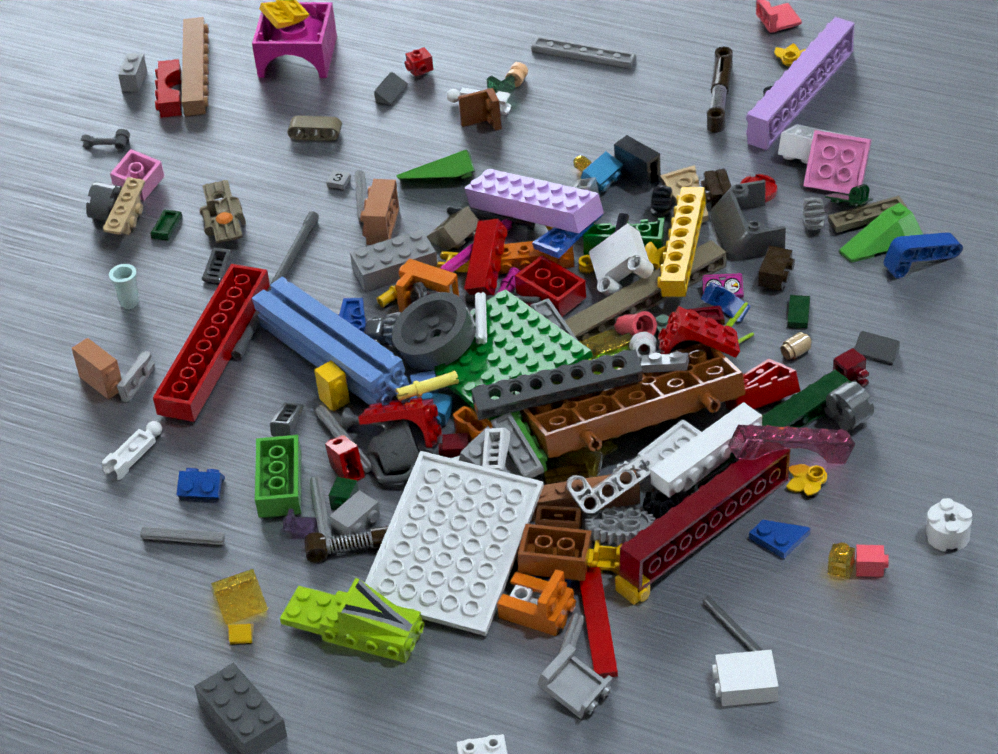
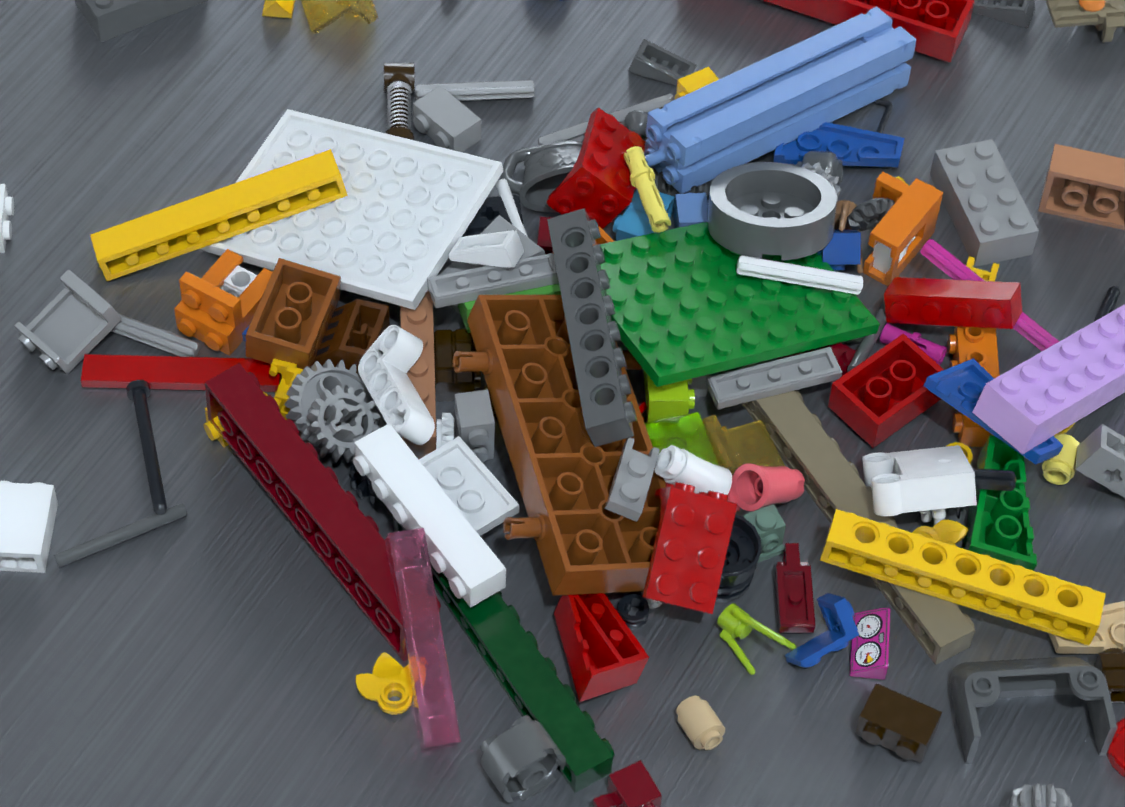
camera: 90 degrees right, 10 degrees up
(278, 475) = (535, 41): bright green brick -> none
(298, 526) = (449, 63): clear purple bracket -> none
(308, 224) = (1088, 111): dark grey piece -> none
(342, 491) = (493, 110): dark green brick -> none
(344, 452) = (553, 108): red torso -> none
(356, 620) = (247, 105): lime wedge -> none
(454, 229) = (1053, 286): dark tan slope -> none
(471, 611) = (218, 215): none -> yellow brick
(618, 449) = (475, 422): none -> light grey brick
(640, 507) = (340, 408): none -> light grey gear
(661, 201) = (1096, 571): black gear -> none
(665, 622) = (139, 392): none -> black bar
(778, 536) = (281, 623): blue wing -> none
(798, 311) = (795, 749): dark green tile -> none
(842, 554) = (198, 690): clear yellow brick -> none
(871, 560) = (188, 730): coral brick -> none

